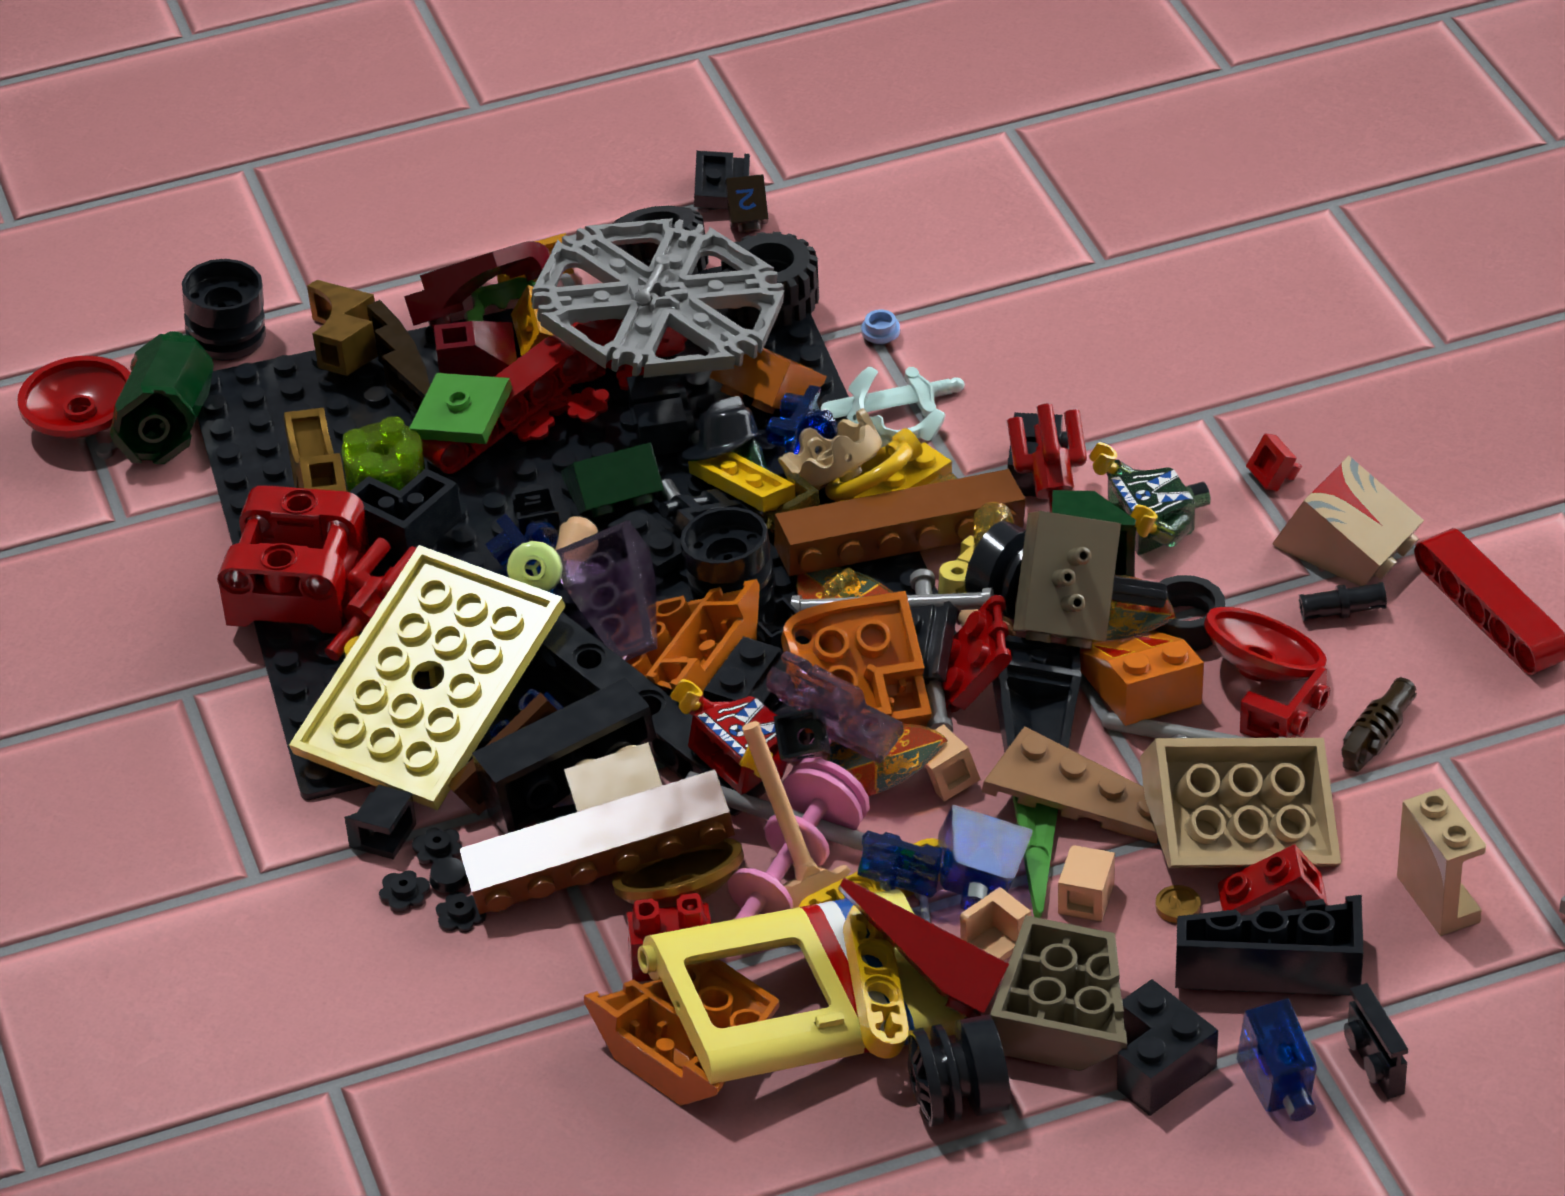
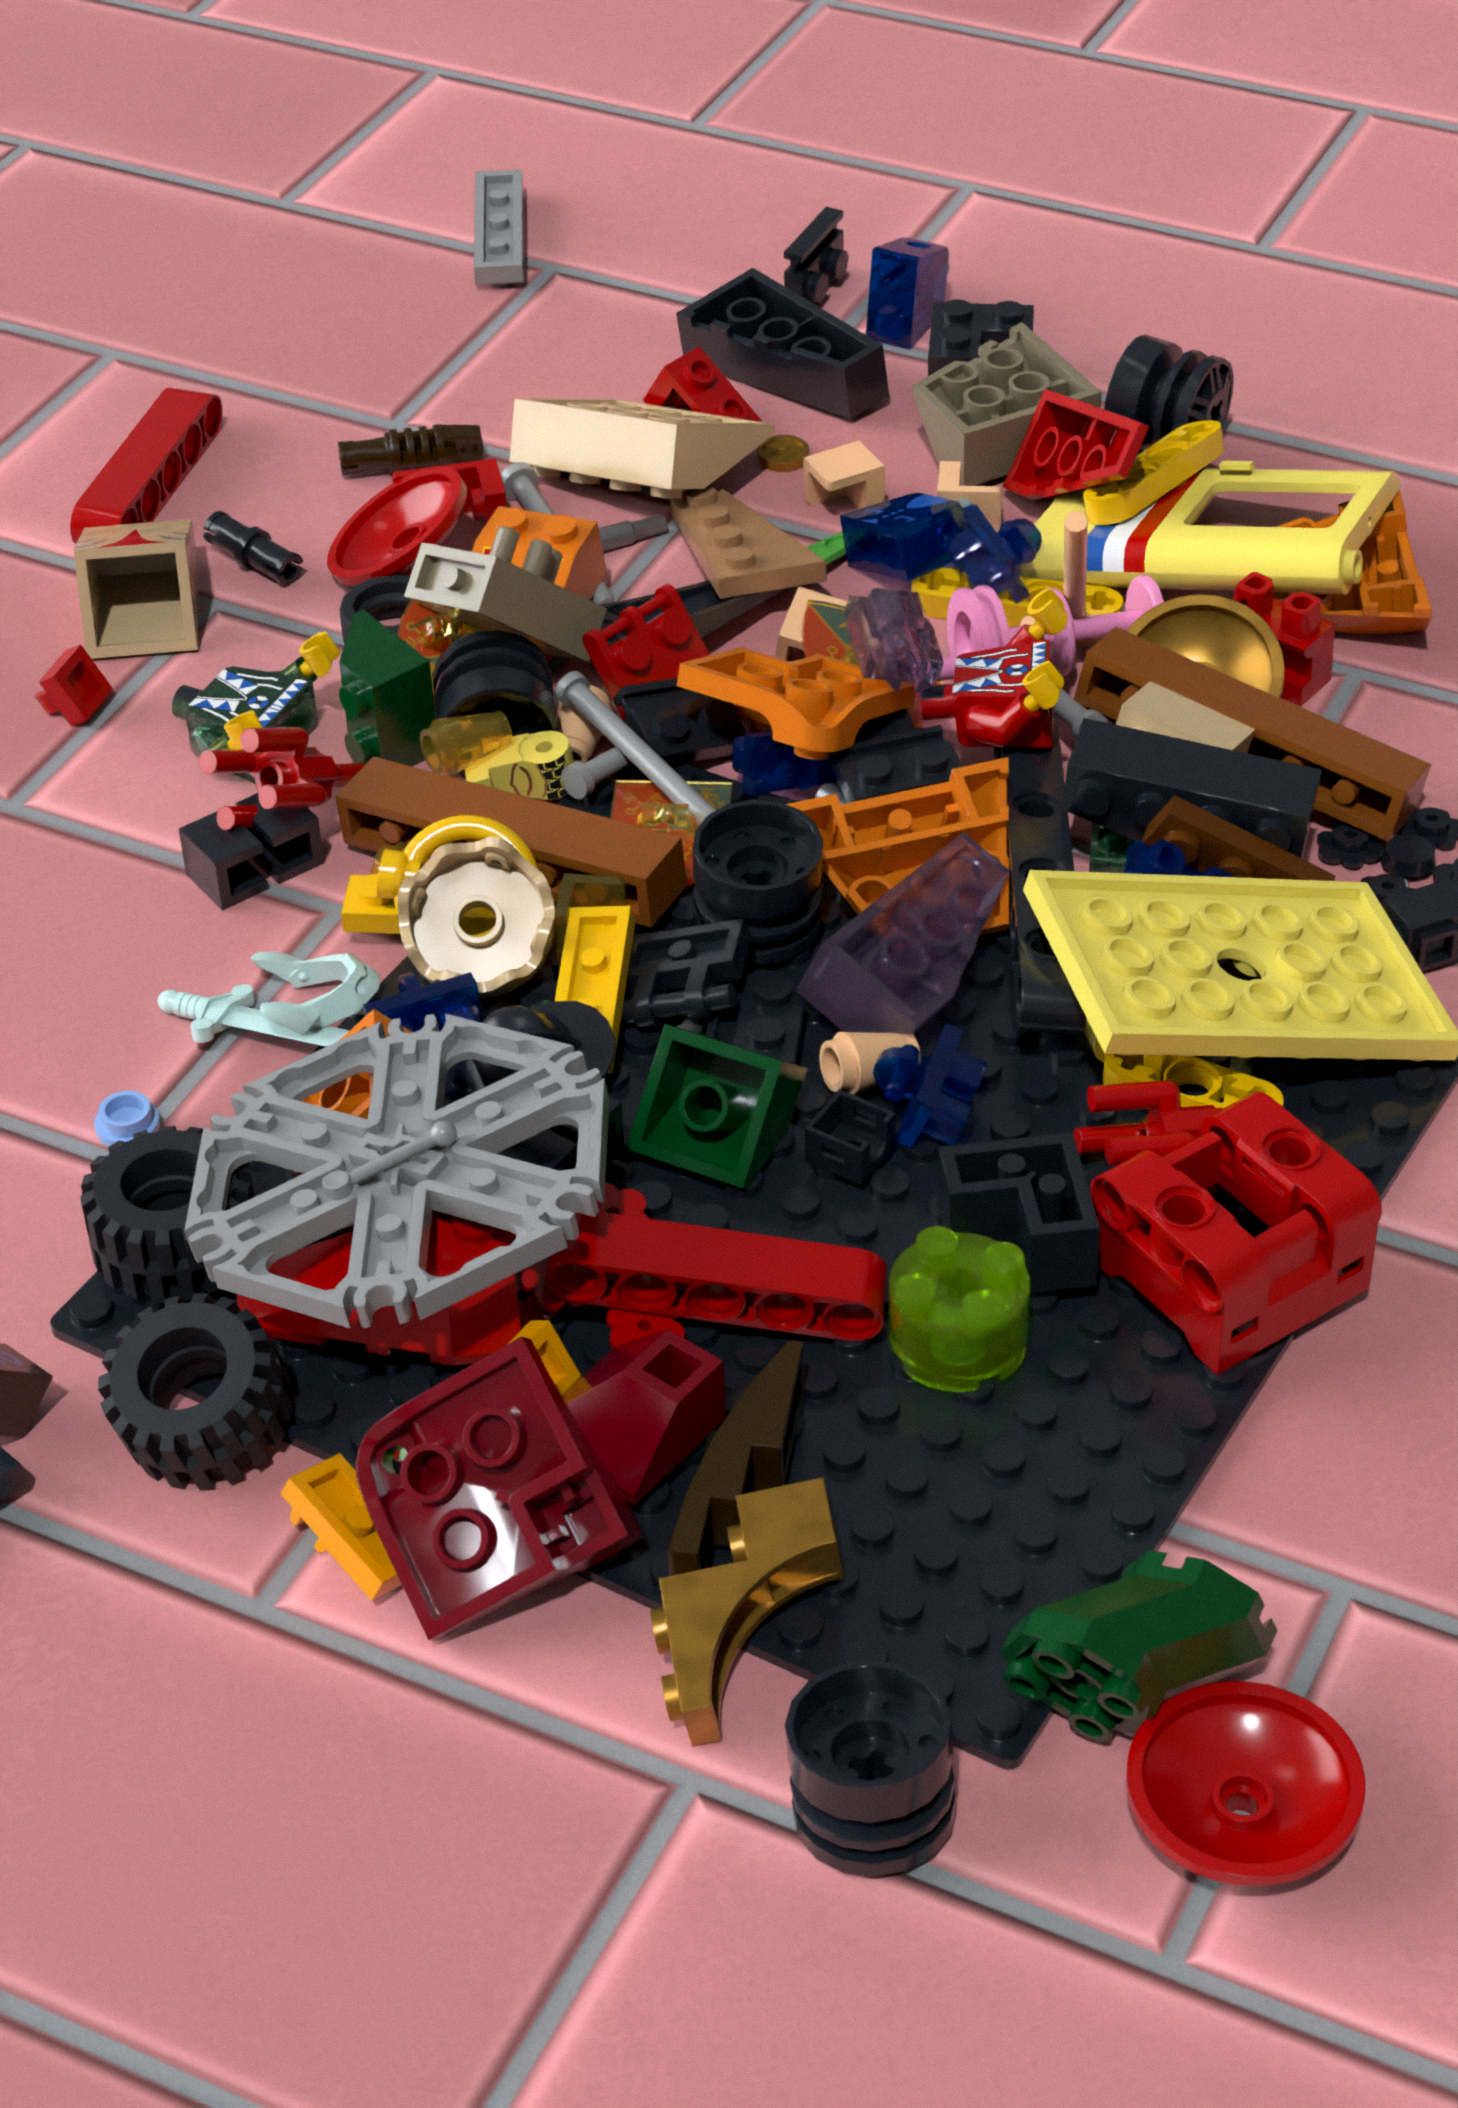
camera: 135 degrees left, 0 degrees up
(311, 451) = (1057, 1353): pearl gold arch -> none
(461, 408) = (798, 1259): bright green plate -> none
(545, 555) = (980, 989): yellowish green head -> none
(787, 733) = (963, 618): black piece -> none
(1431, 856) = (591, 278): tan panel -> none

